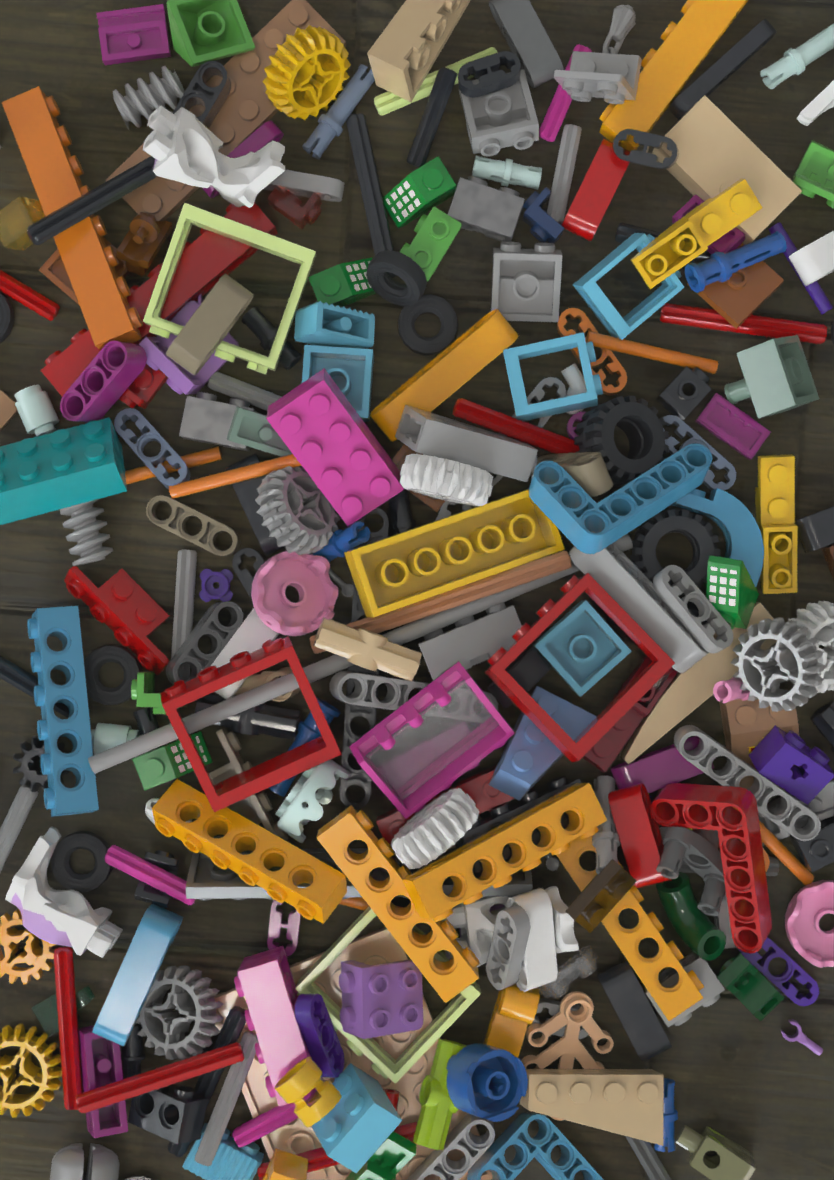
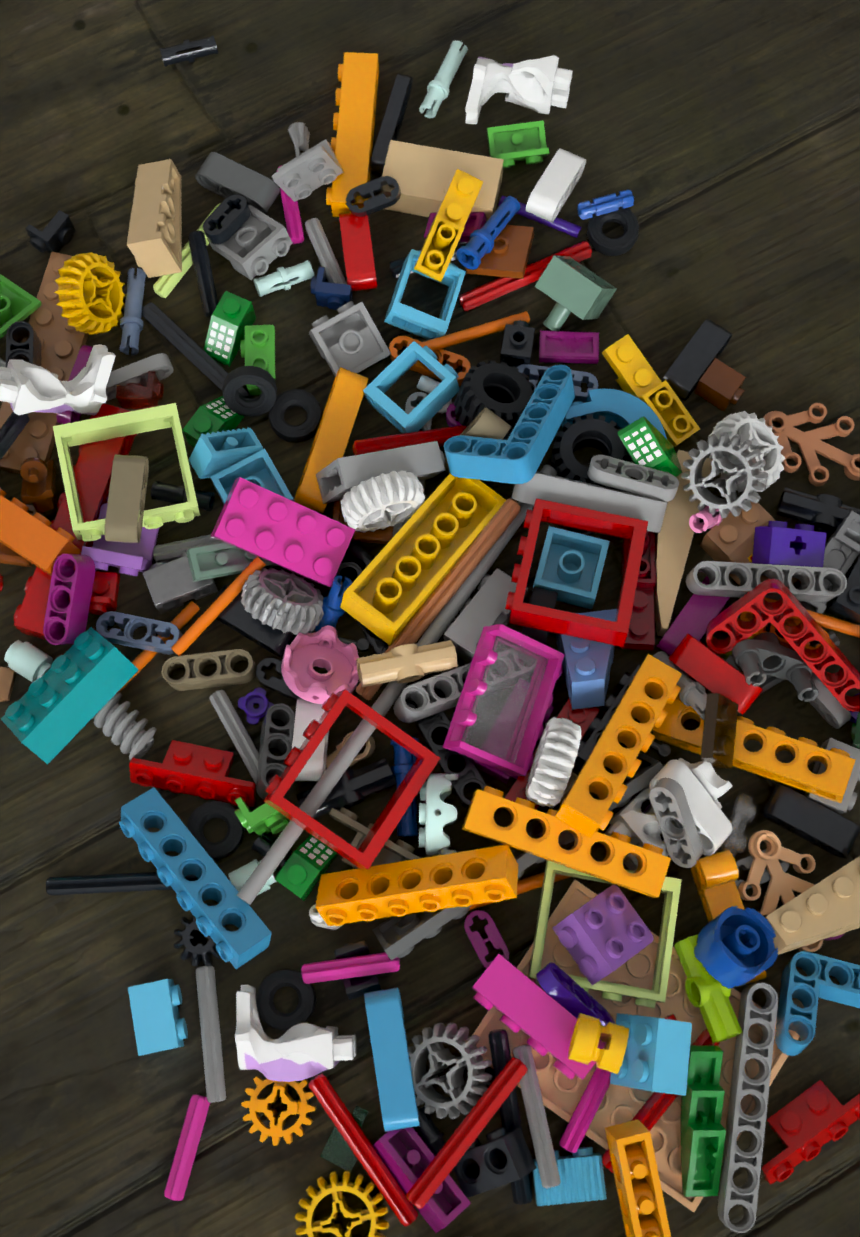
camera: 30 degrees left, 15 degrees down
(486, 208) = (286, 309): flat silver brick -> none
(689, 921) = (796, 718): dark green cylinder -> none

